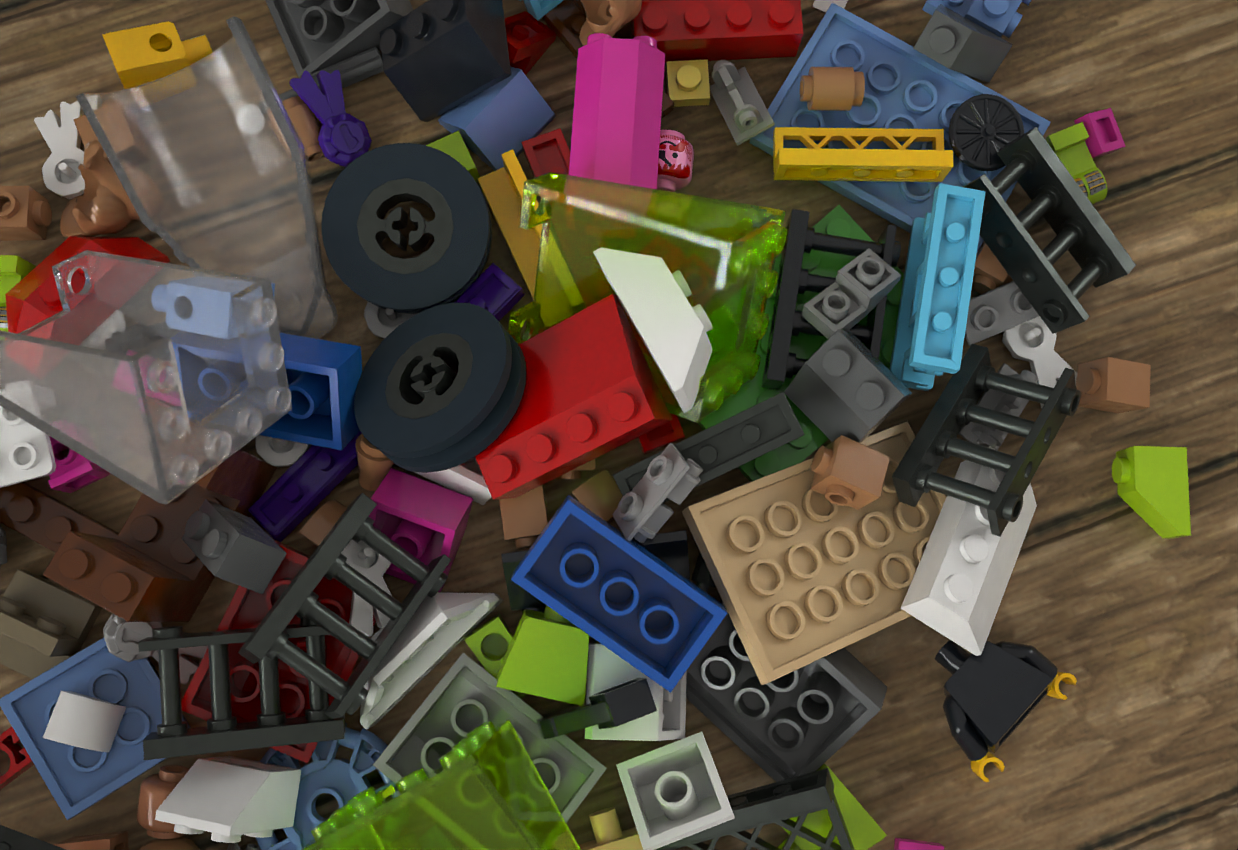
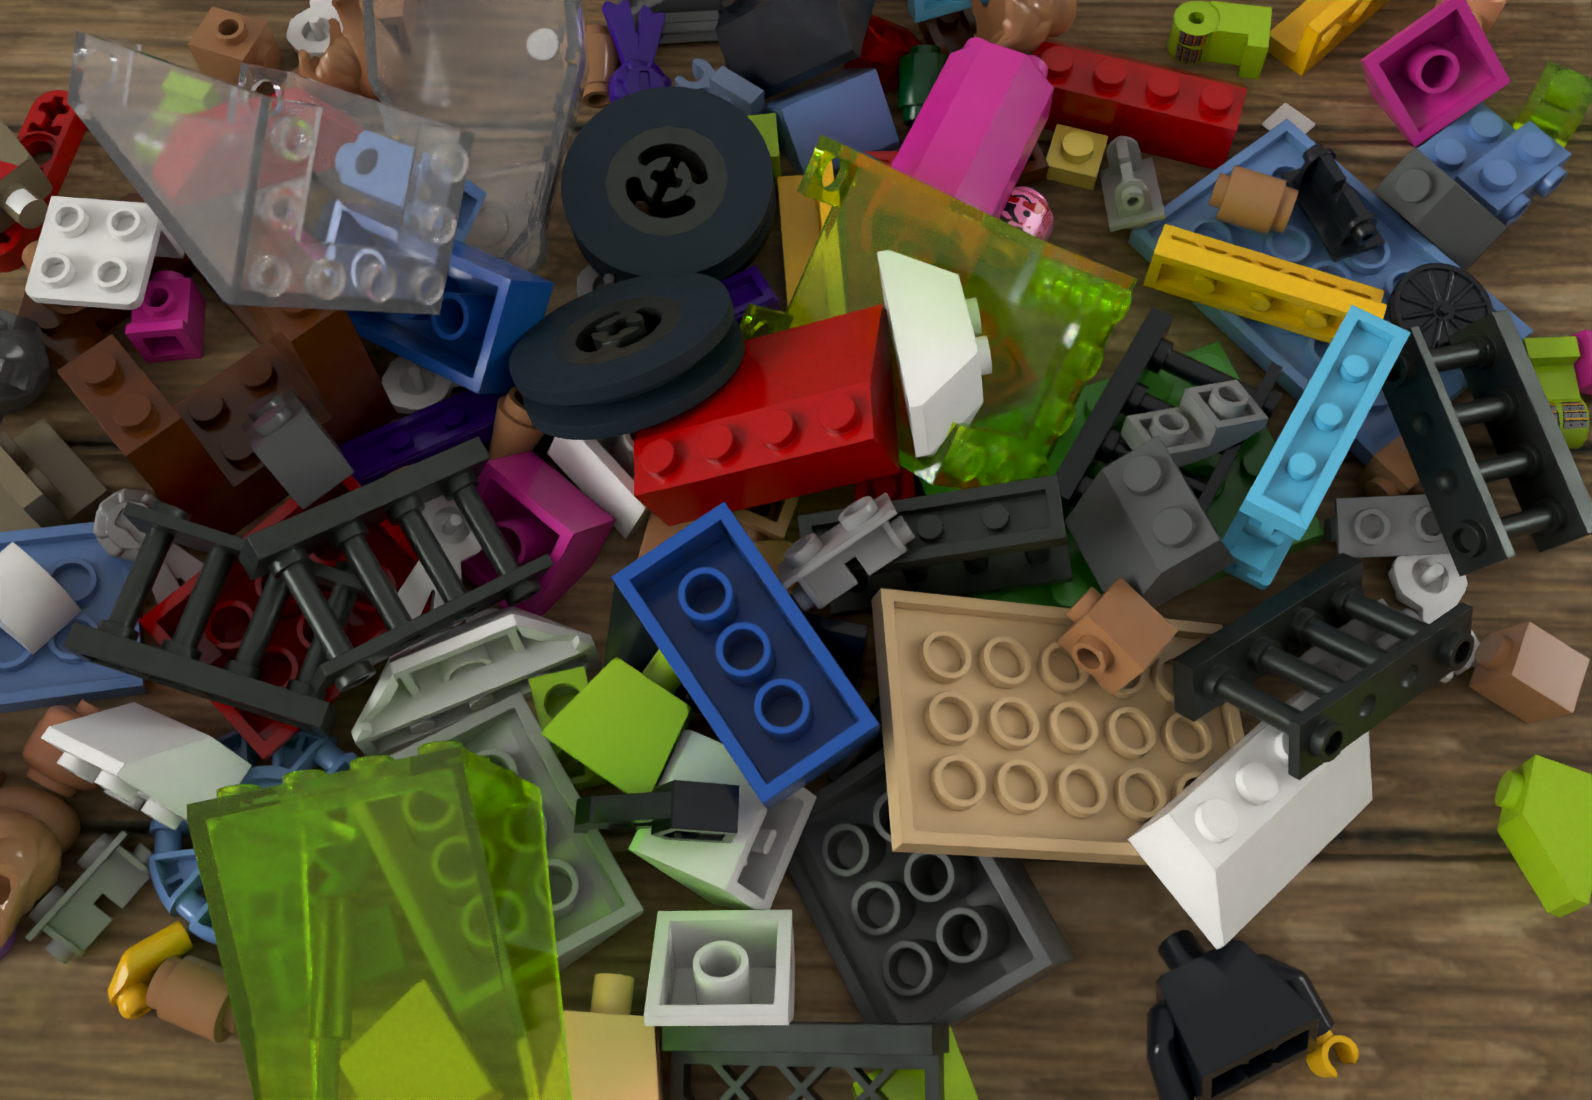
camera: 25 degrees right, 15 degrees down
(416, 123) = (725, 85): none -> sand blue plate
(557, 64) = (916, 78): none -> dark green brick
(887, 72) = (1332, 205): none -> black hinge

